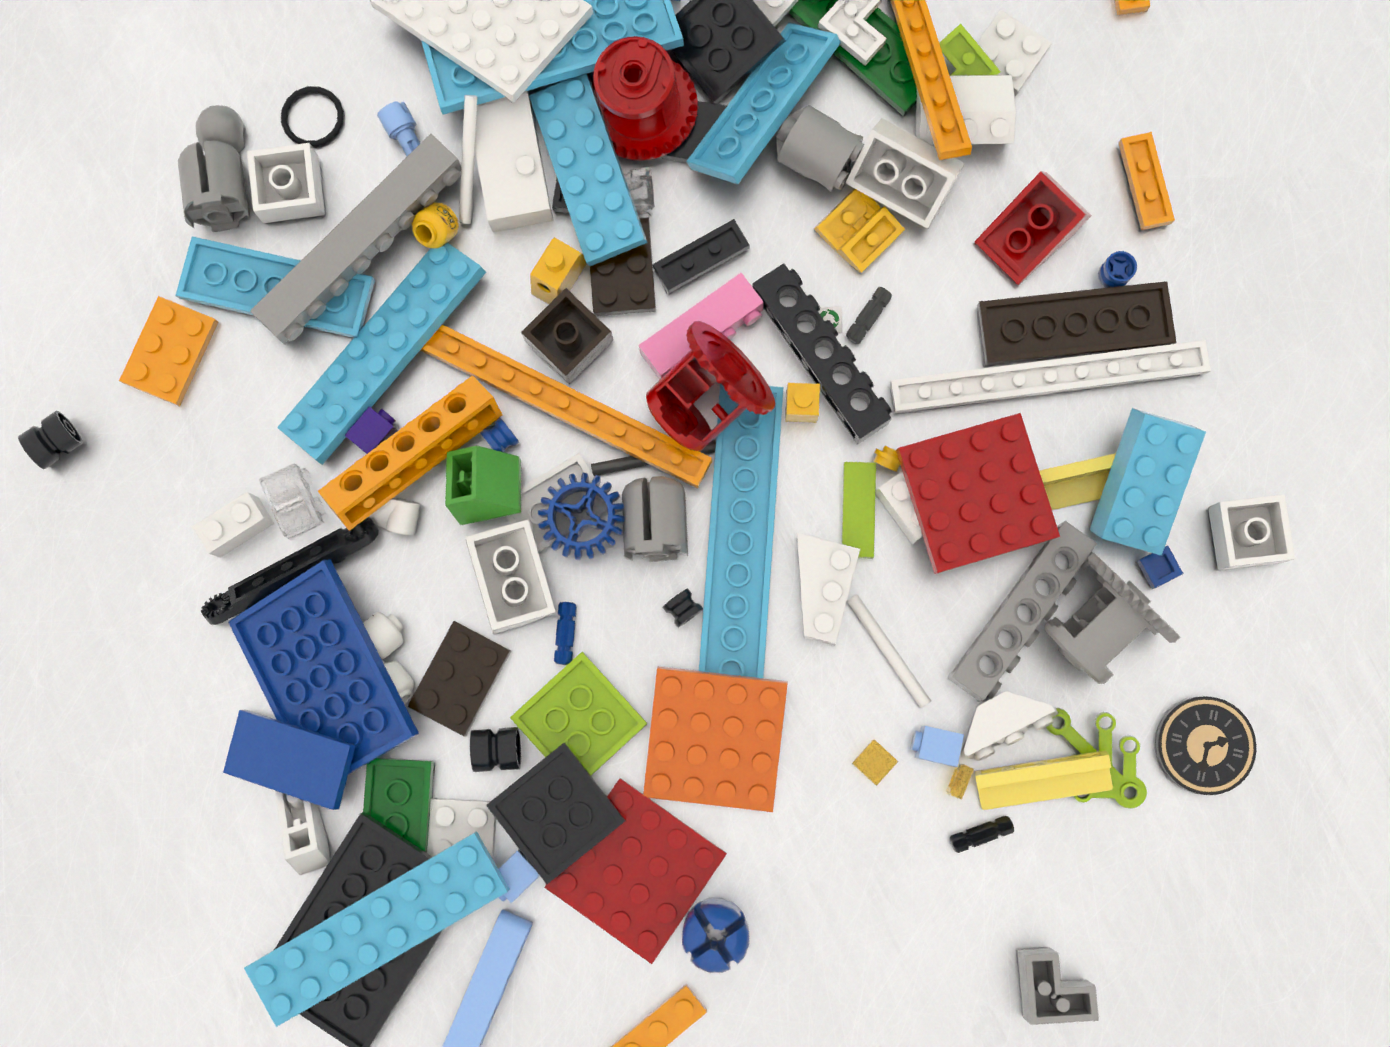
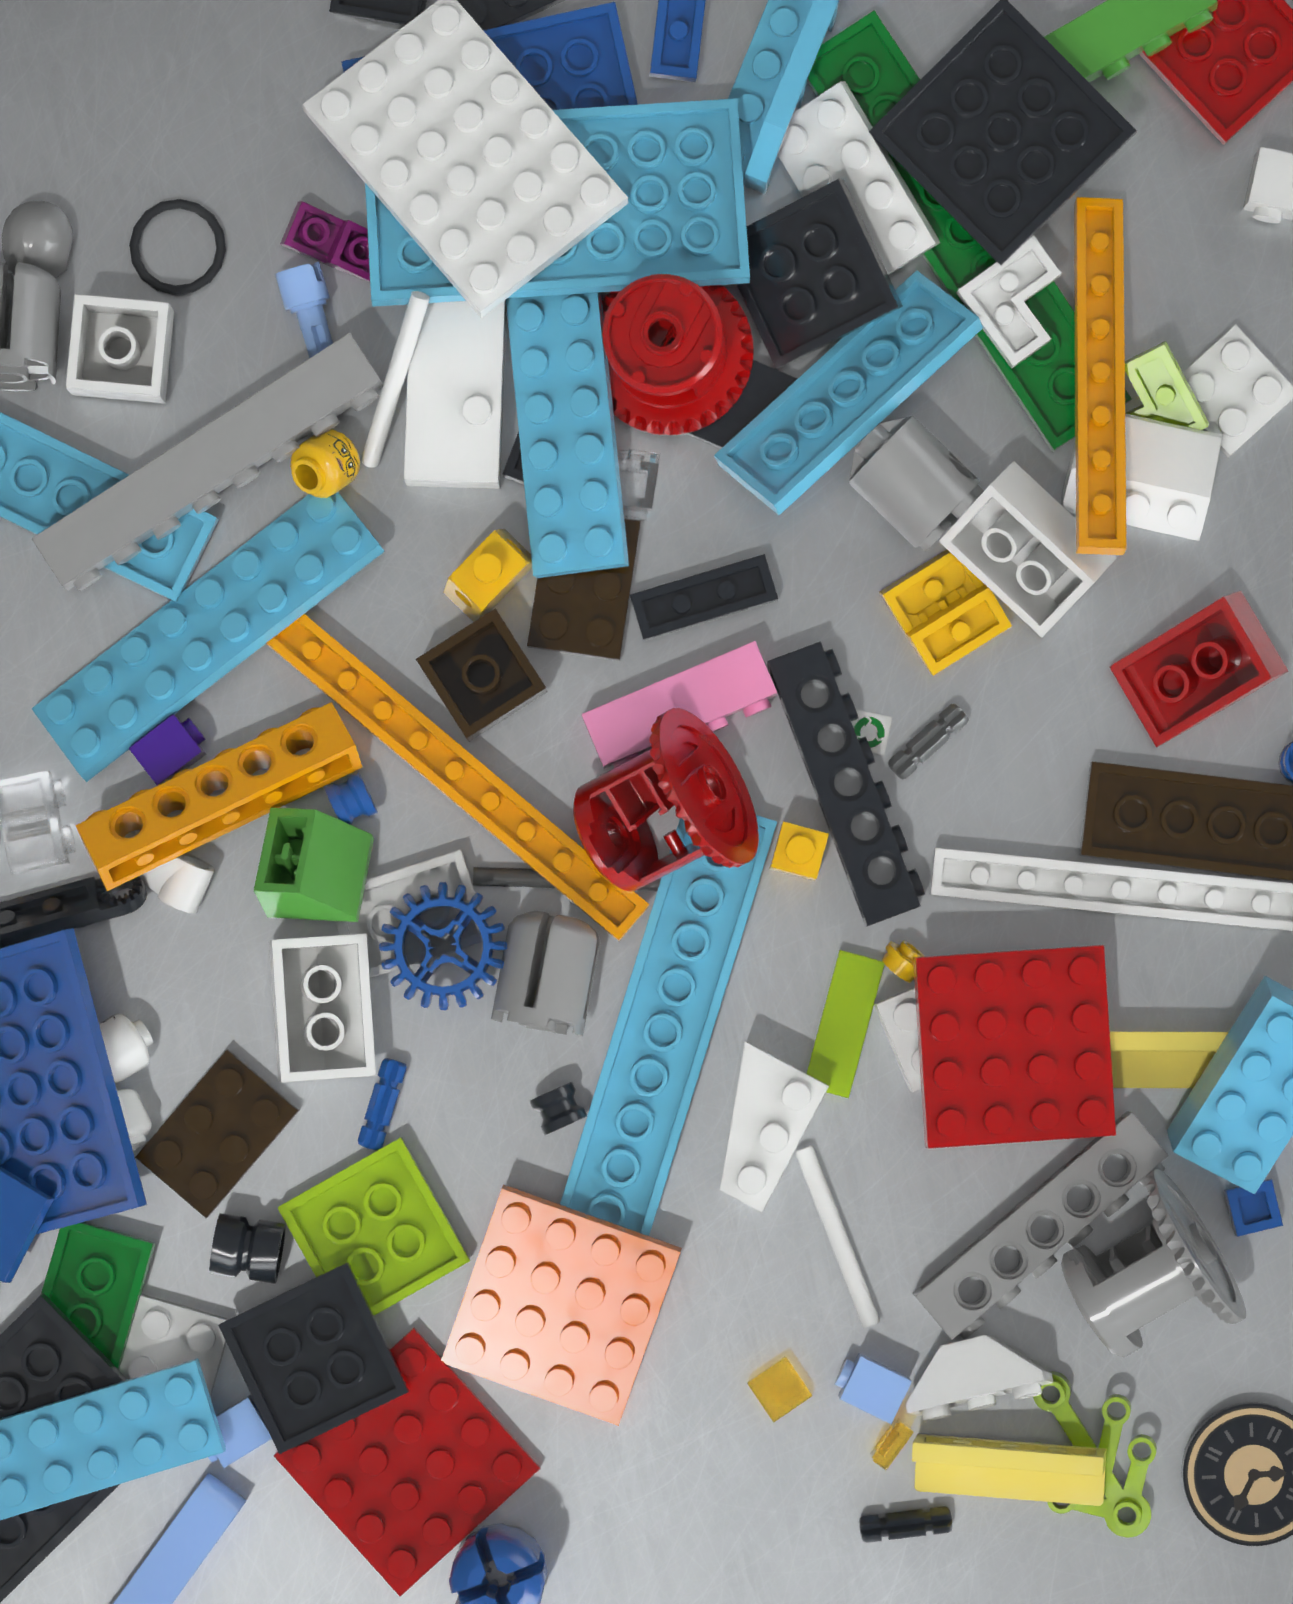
camera: 10 degrees right, 5 degrees up
(414, 90) = (328, 240): none -> magenta slope

